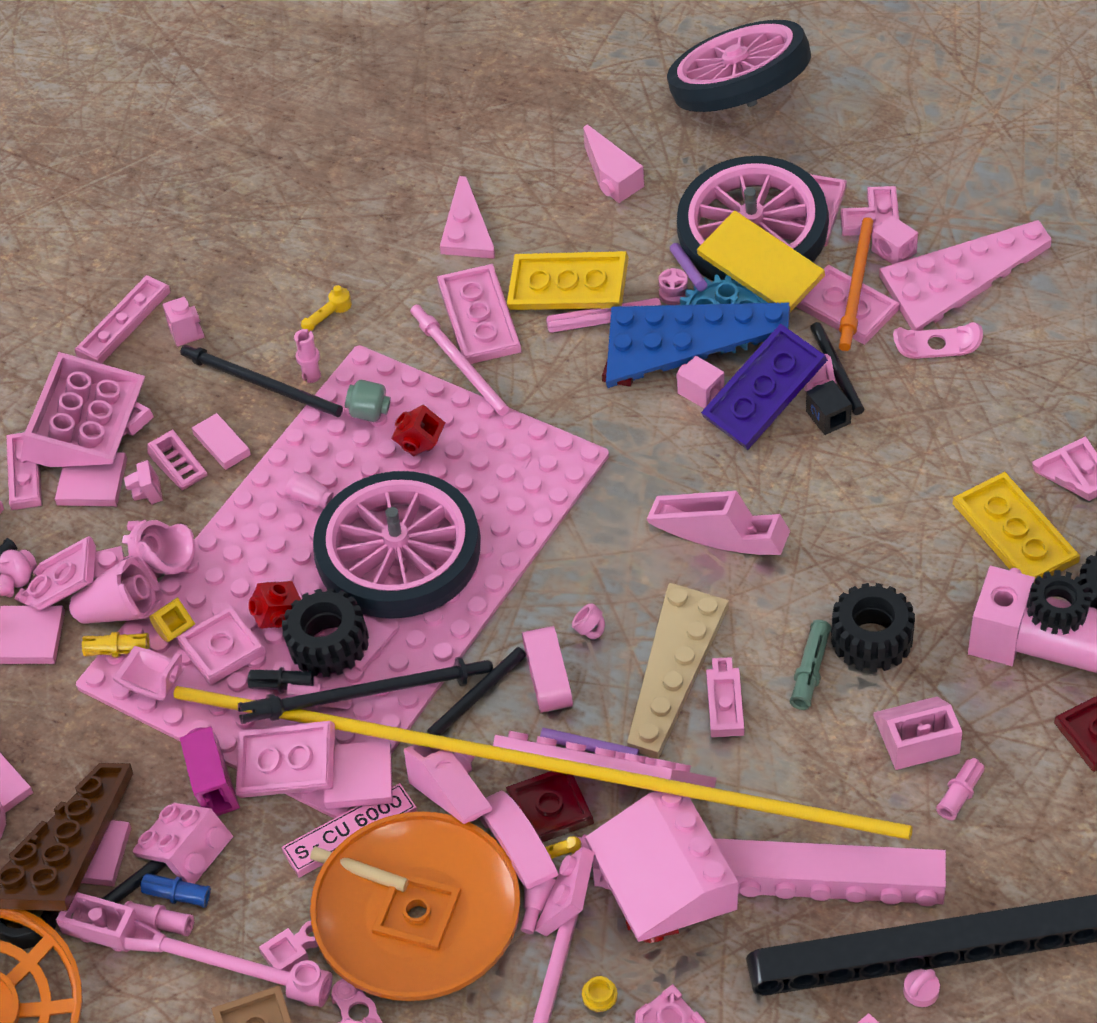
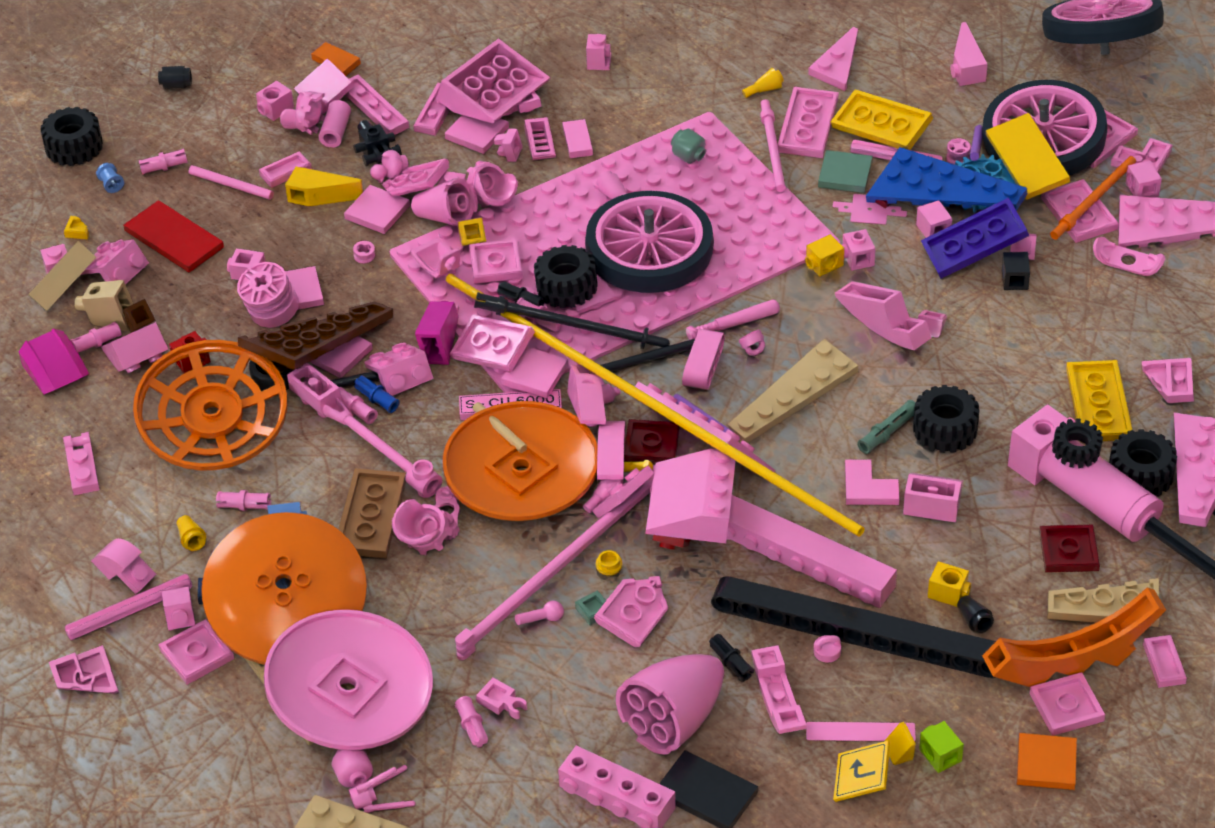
camera: 25 degrees right, 5 degrees down
(41, 692) = (360, 252): none -> bright pink bush
(114, 644) = (425, 233): yellow pin -> none
(122, 320) = (559, 38): bright pink tile -> none
(200, 356) = (597, 80): black bar -> none
(271, 602) = (540, 242): red brick -> none
(288, 949) = (425, 452): bright pink plate -> none
(307, 355) = (666, 103): bright pink pin -> none
(338, 302) = (715, 79): yellow piece -> none
(405, 280) = (769, 81): none -> yellow cone
(418, 430) = (709, 176): red brick -> none
(553, 597) = (741, 317): none -> bright pink piece
(559, 359) = (845, 171): none -> sand green tile
(605, 475) = (824, 255): none -> yellow brick
(608, 406) = (861, 214): none -> bright pink piece
(638, 452) = (858, 249): none -> bright pink brick
(724, 699) = (813, 424): bright pink hinge -> none
(772, 505) = (934, 321): none -> bright pink slope
(829, 757) = (867, 491): none -> bright pink tile
(839, 371) = (1042, 249): black bar -> none
(960, 789) = (939, 543): bright pink axle -> none
(1001, 851) = (948, 584): none -> yellow brick
(1059, 864) = (976, 615): none -> black cone

